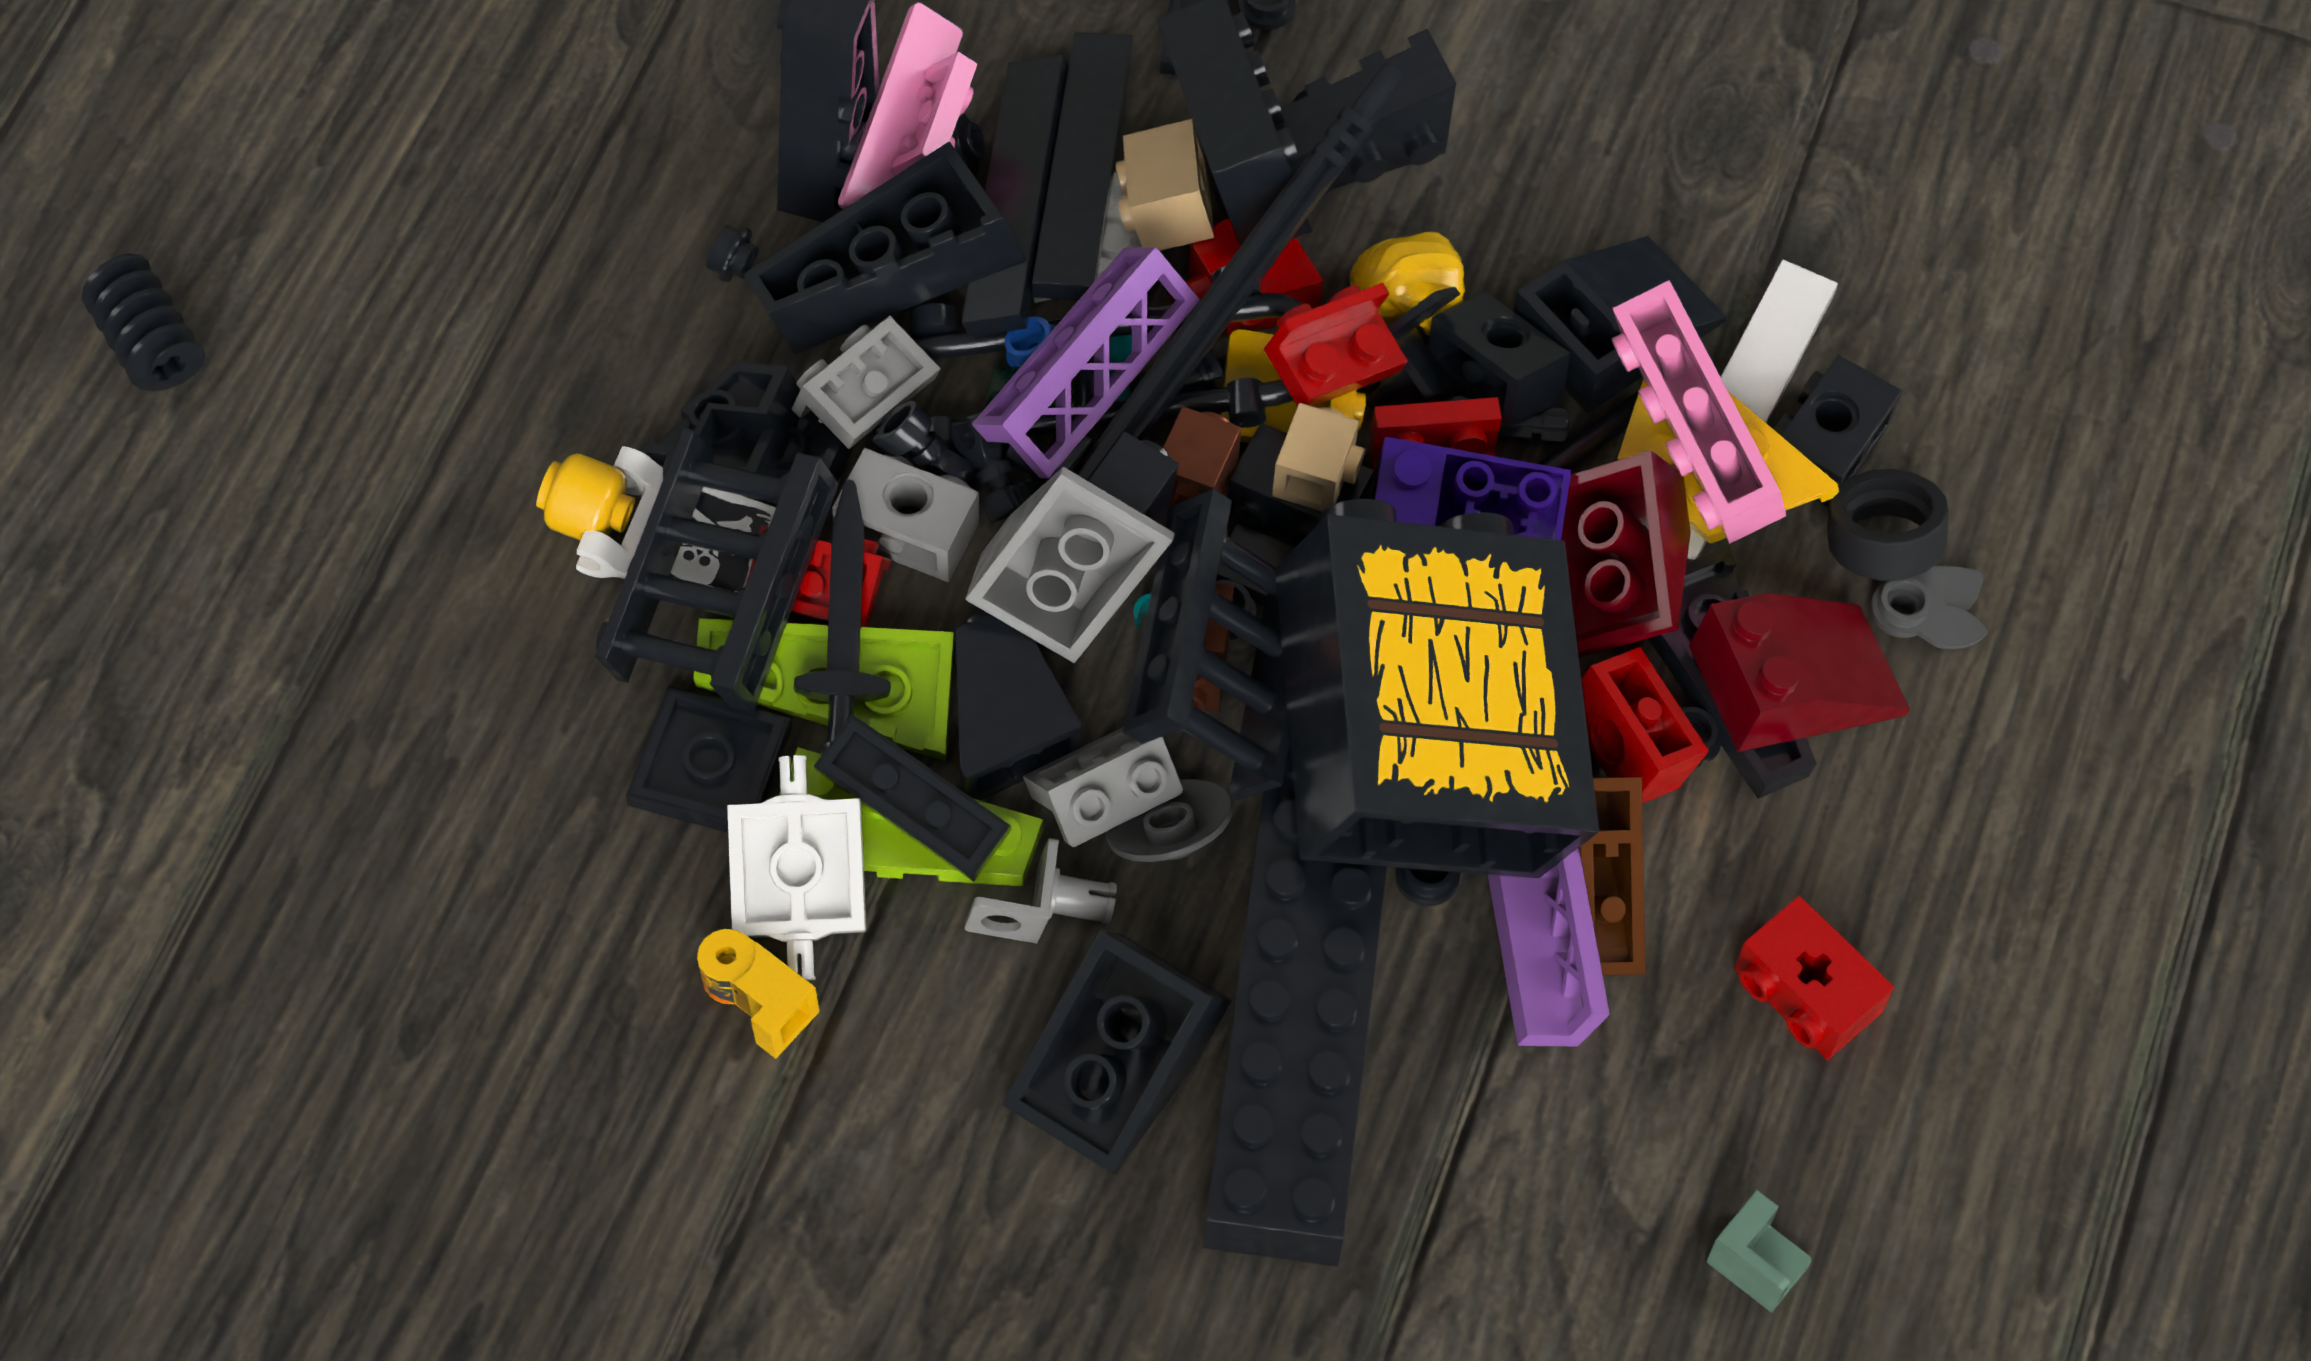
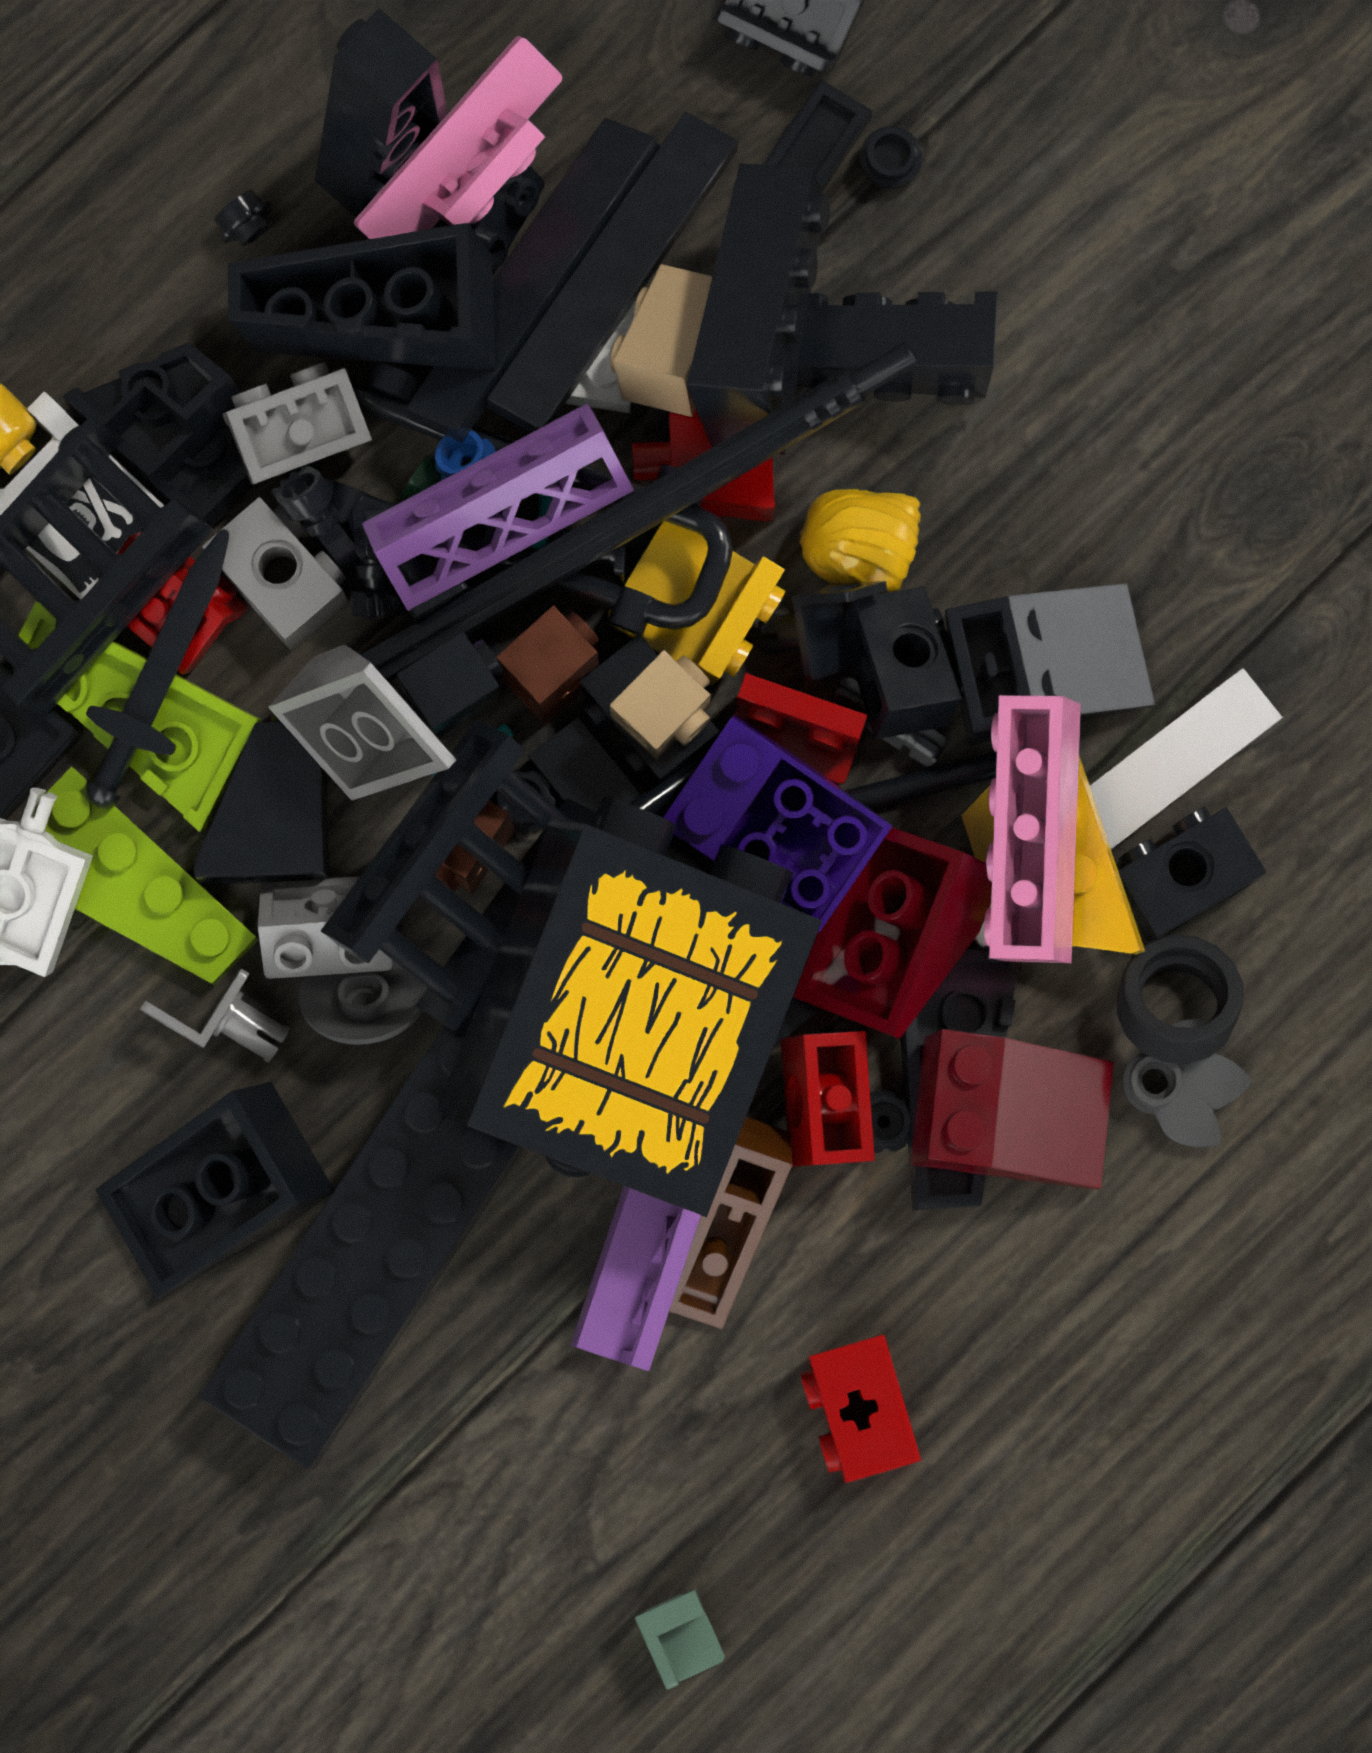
camera: 30 degrees right, 20 degrees up
(913, 797) = (140, 873): black tile -> none
(1335, 346) = (731, 606): red bracket -> none

